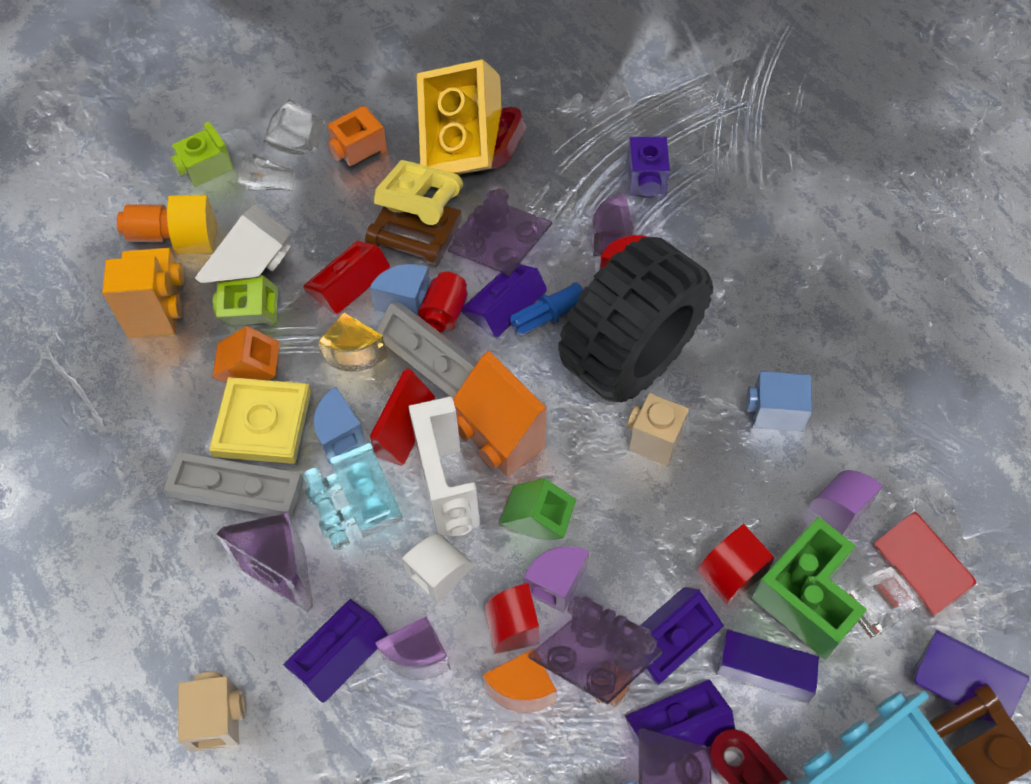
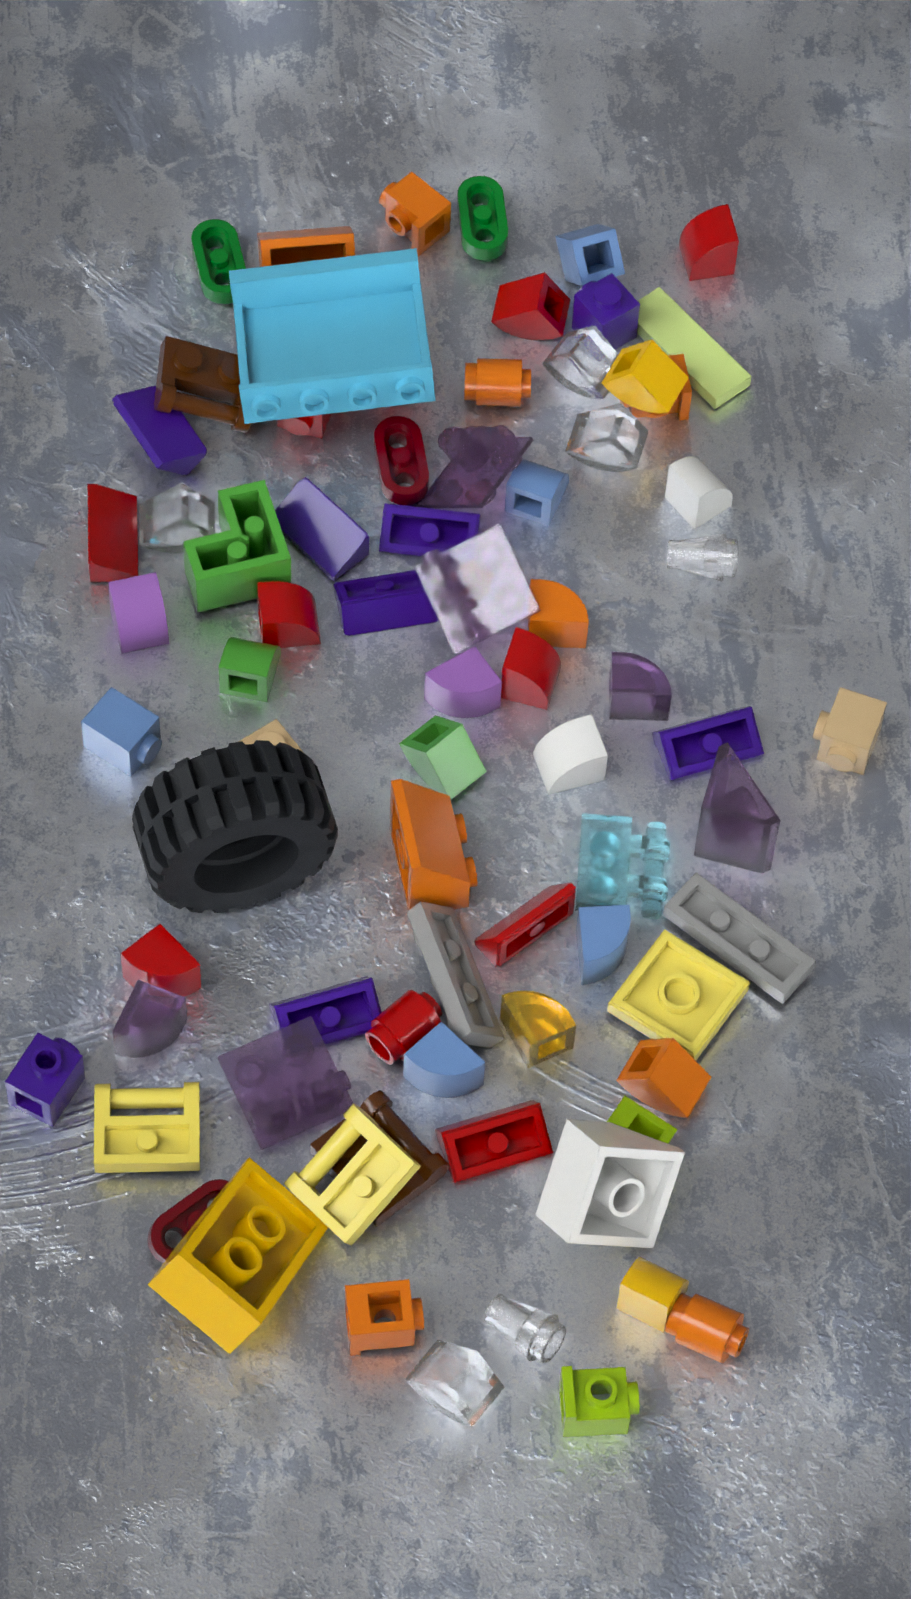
camera: 155 degrees left, 0 degrees up
(144, 291) = (750, 1197): light orange brick -> none
(436, 435) = (509, 855): white panel -> none
(546, 310) = (289, 964): blue axle -> none
(564, 165) = (146, 1141): none -> light yellow plate
(733, 502) = (248, 668): none -> bright green brick

